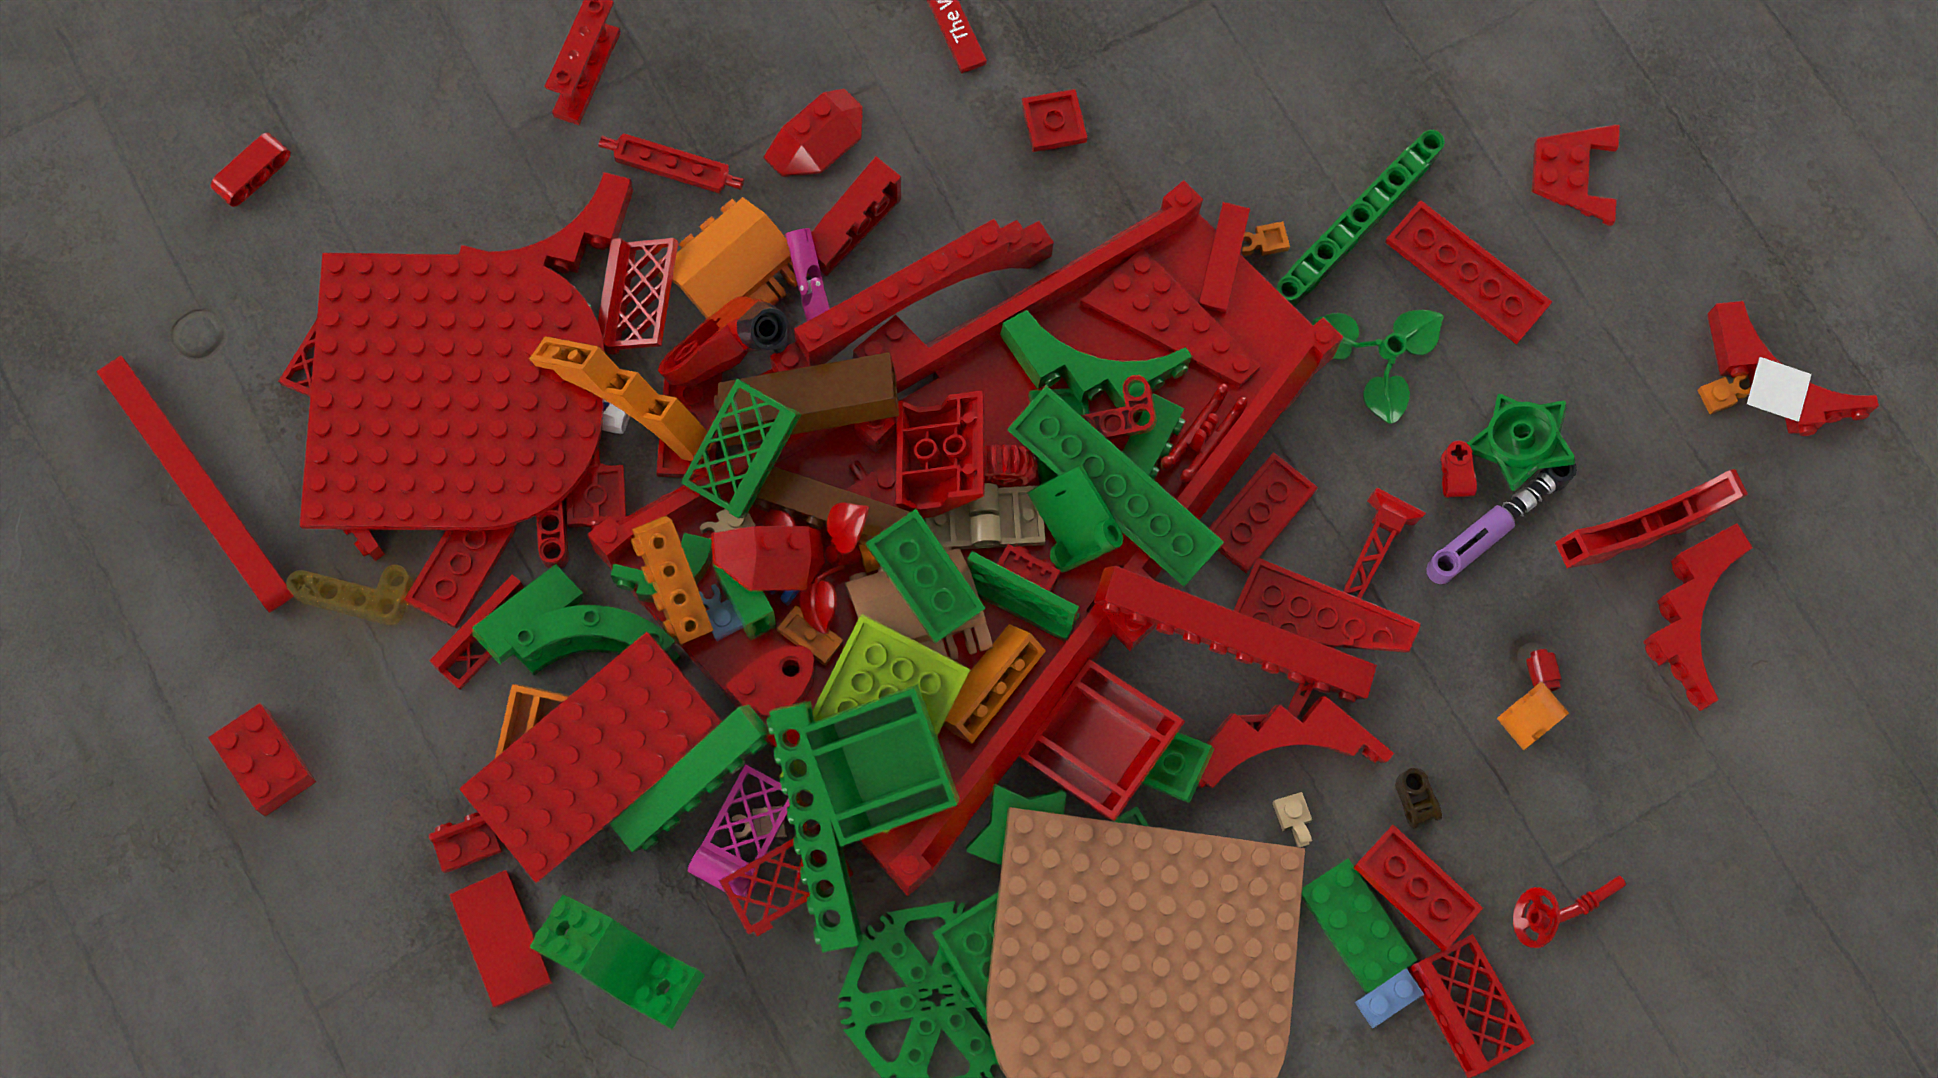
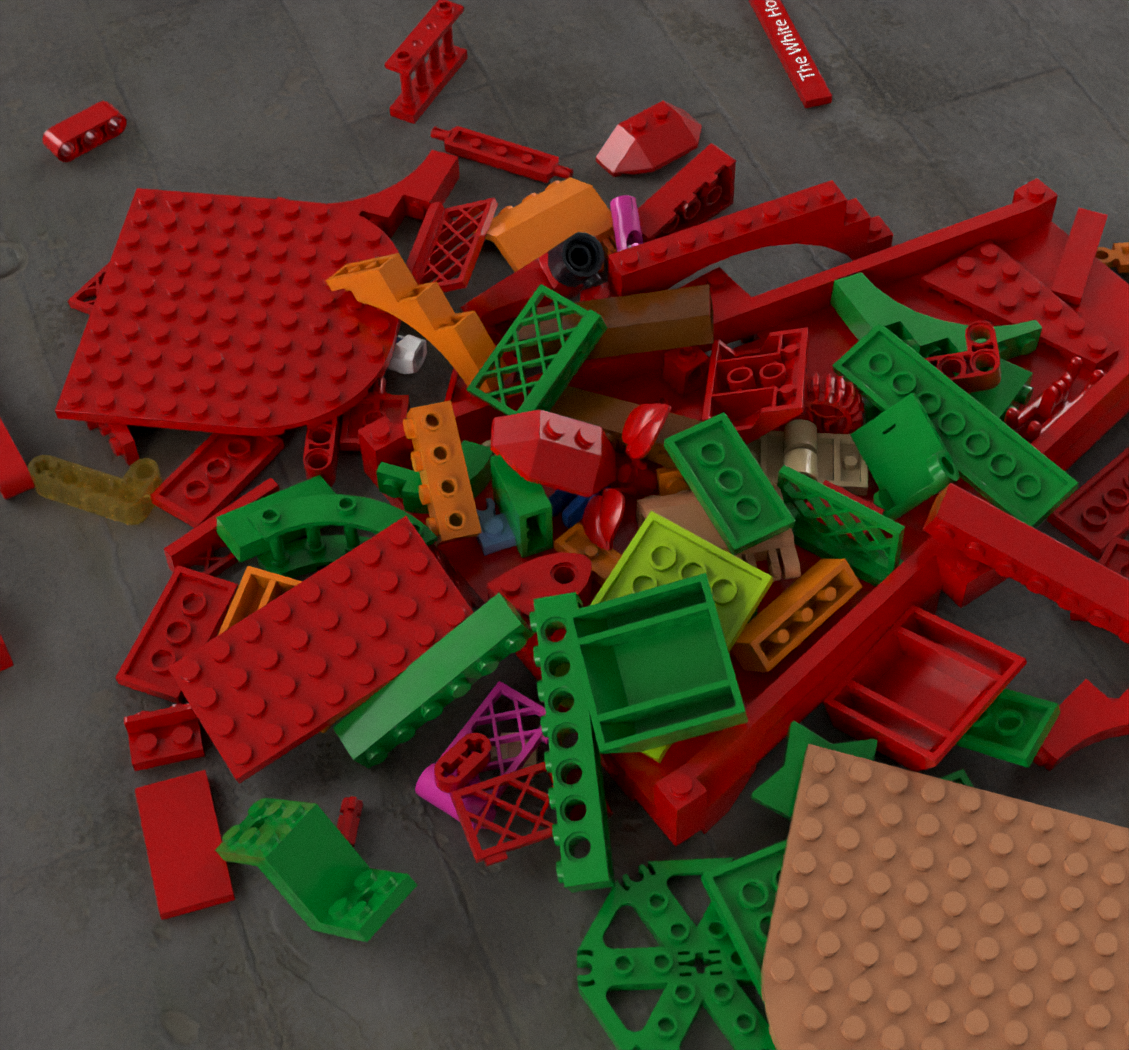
camera: 15 degrees right, 20 degrees down
(457, 738) = (180, 622): none -> red plate
(635, 907) = (348, 822): none -> red axle
(731, 851) = (459, 759): none -> red beam
(1054, 120) = (899, 146): red plate -> none

